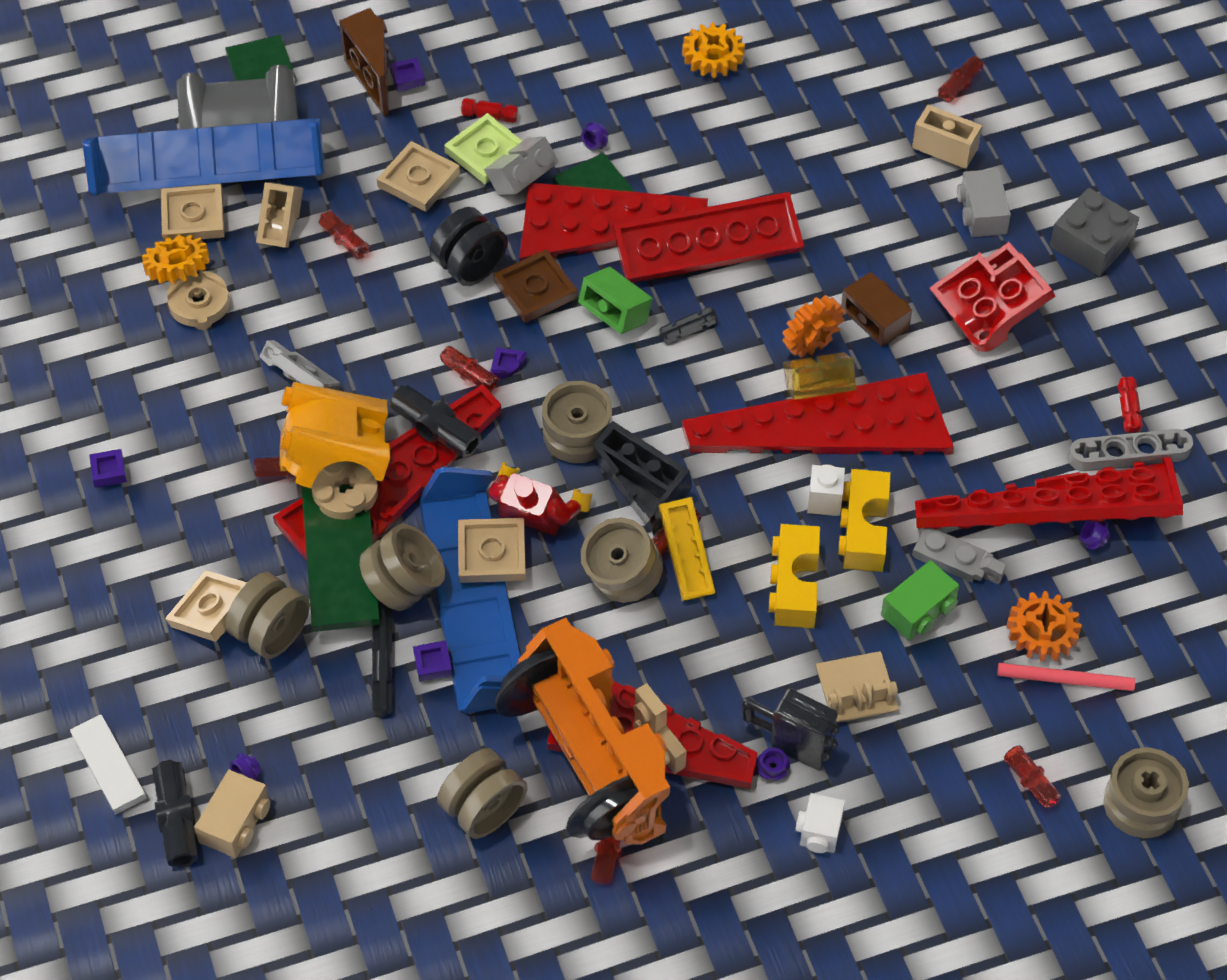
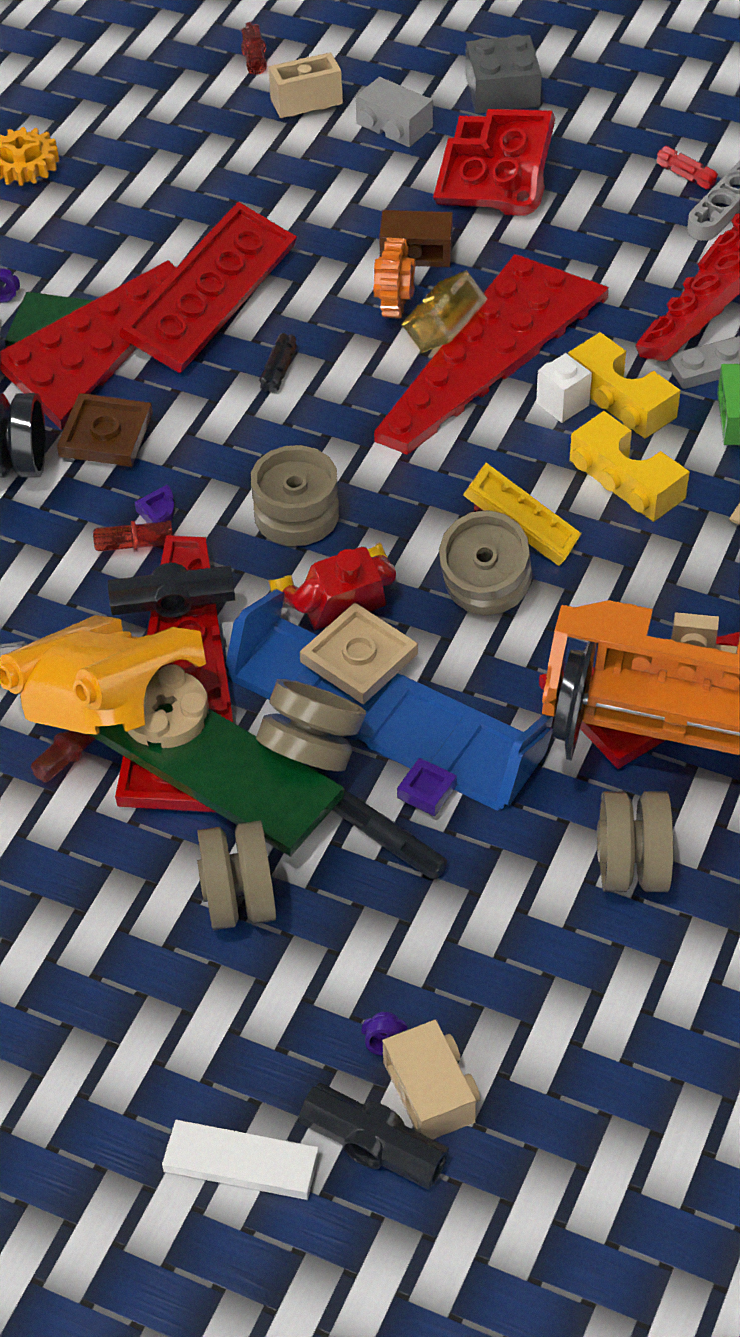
camera: 45 degrees left, 5 degrees down
(205, 606) = (160, 922): tan plate -> none
(615, 300) = (197, 383): bright green brick -> none
(641, 473) = (403, 490): black wedge -> none

